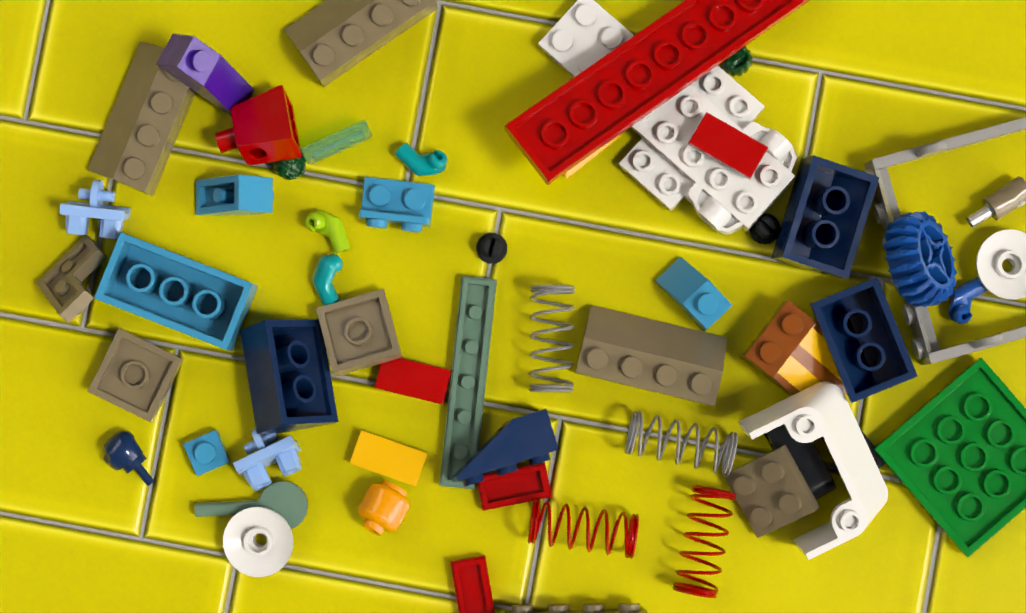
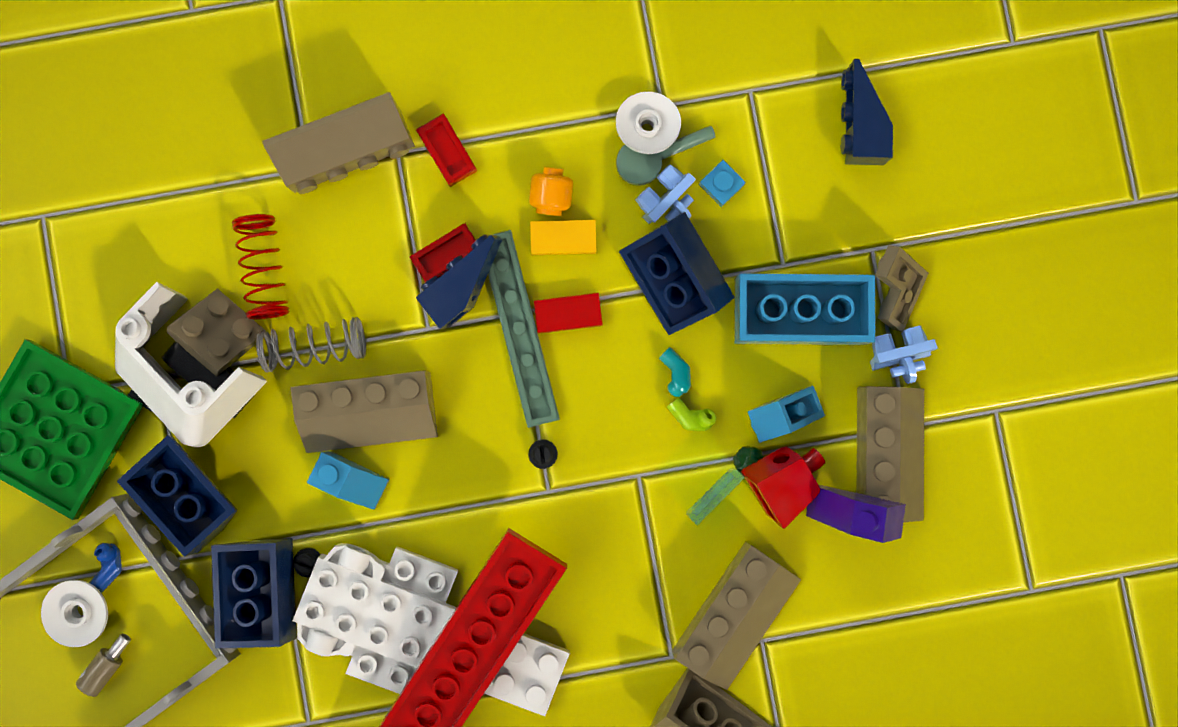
camera: 155 degrees right, 0 degrees up
(37, 457) = (867, 123): none -> dark blue slope
(125, 453) = (793, 156): dark blue piece -> none
(135, 375) = (810, 225): dark tan plate -> none
(359, 332) = (630, 335): dark tan plate -> none
(397, 203) = (640, 462): dark azure bracket -> none
(422, 164) = (631, 505): teal arm -> none
(543, 290) = (443, 350): light grey piece -> none
(630, 534) = (329, 262): red piece -> none
(728, 145) = (360, 625): red tile -> none
(738, 62) = (383, 703): dark green piece -> none
(792, 351) = (242, 462): dark orange slope -> none
(920, 259) = (152, 587): blue gear -> none

